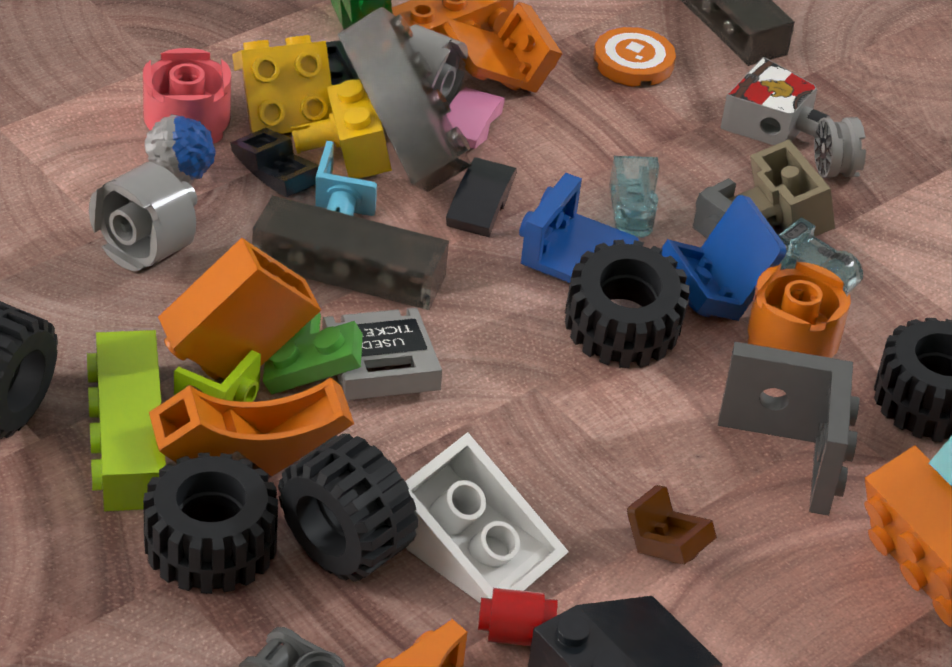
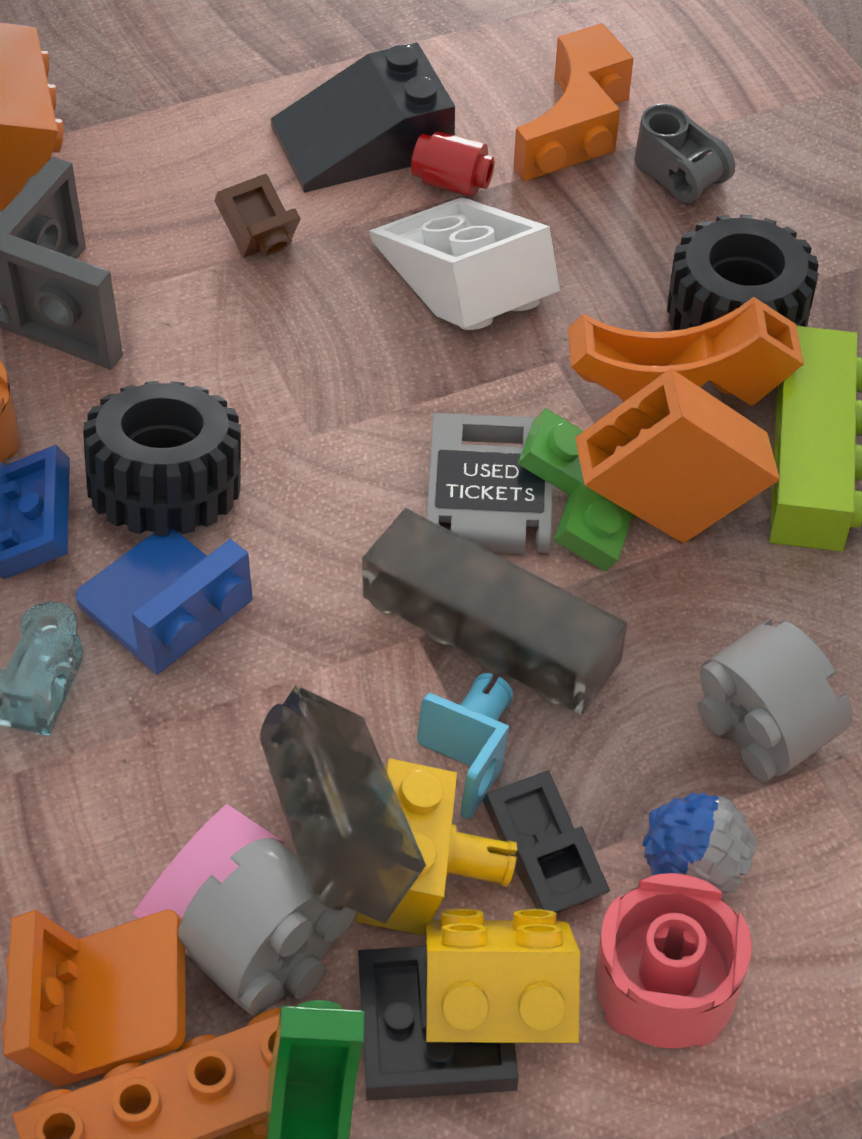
camera: 160 degrees left, 10 degrees up
(348, 507) = (605, 237): black tyre -> none
(480, 196) = (234, 725): black slope -> none

